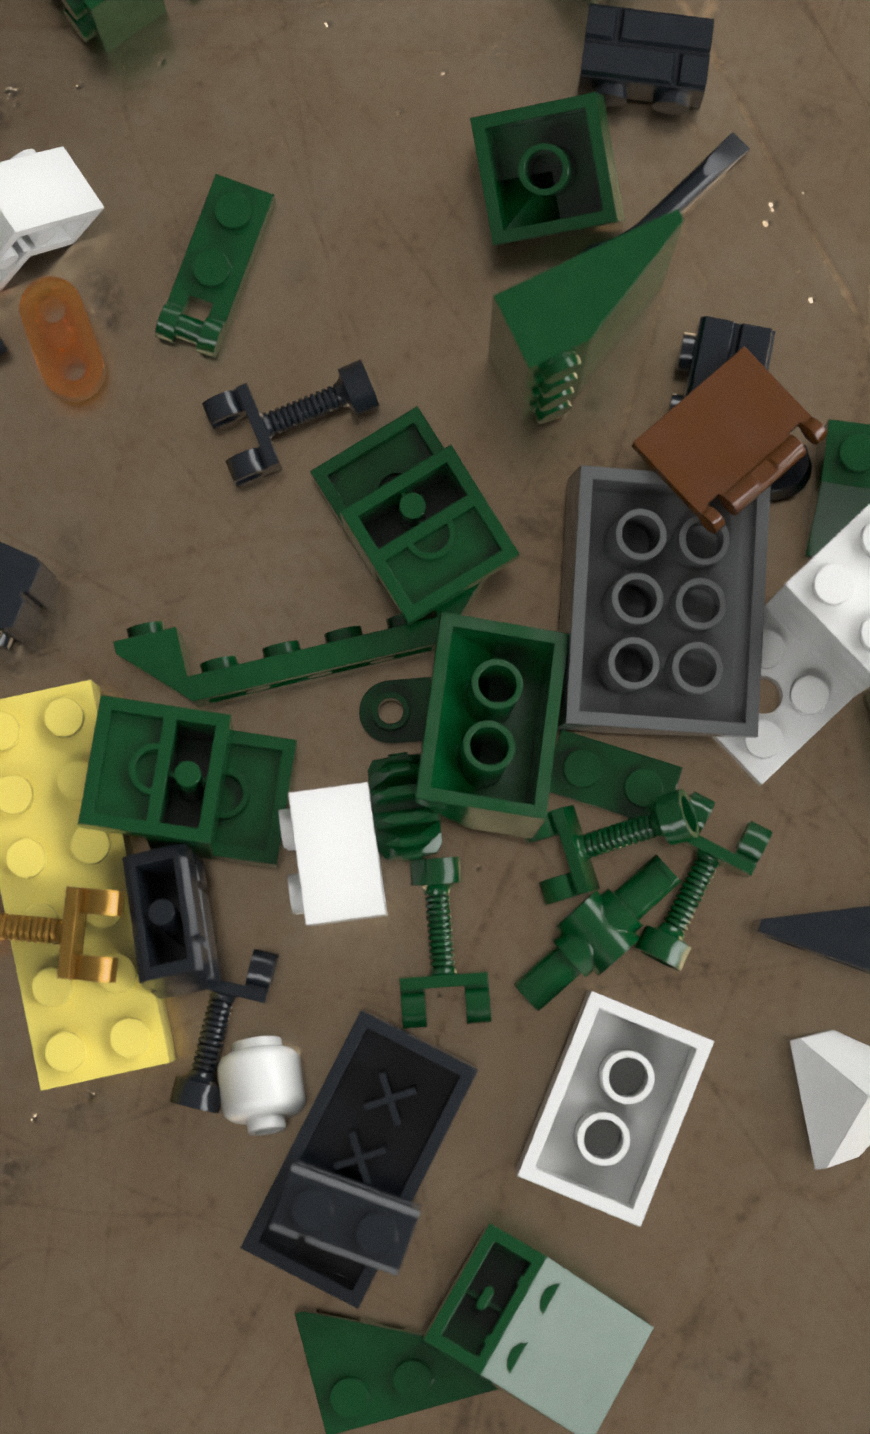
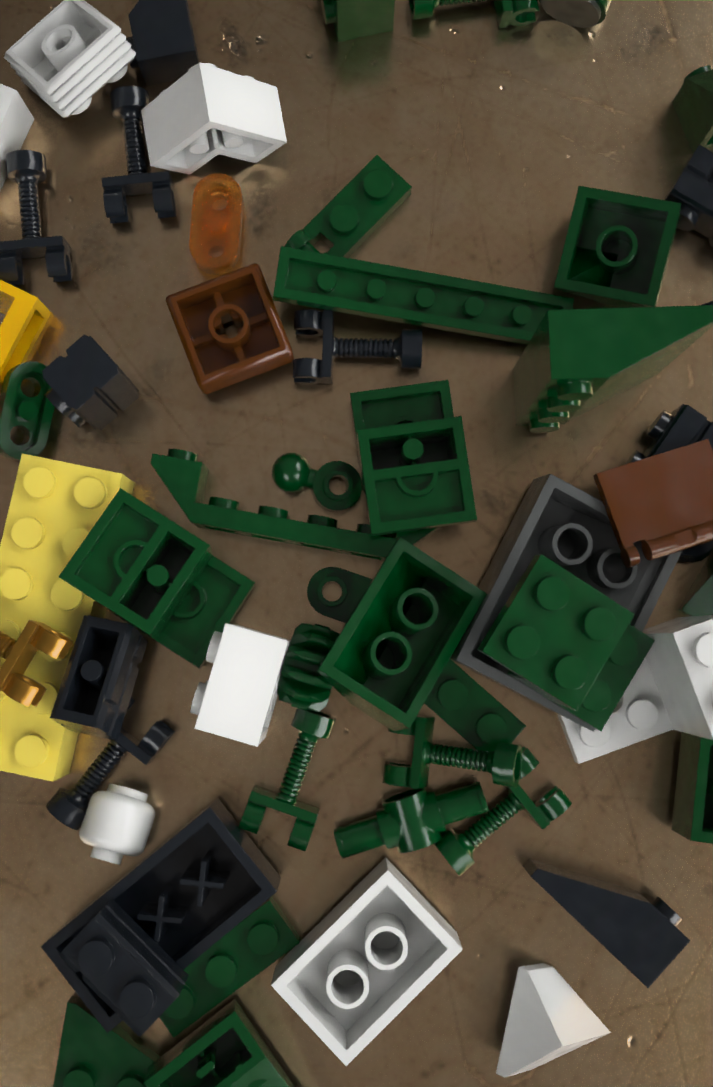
camera: 20 degrees right, 0 degrees up
(136, 416) = (234, 297): none -> reddish brown brick
(285, 593) = (293, 473): none -> dark green plate
(337, 325) = (411, 296): none -> dark green plate
(459, 1191) = (231, 964): none -> dark green plate
(680, 647) = (567, 642): none -> dark green bracket

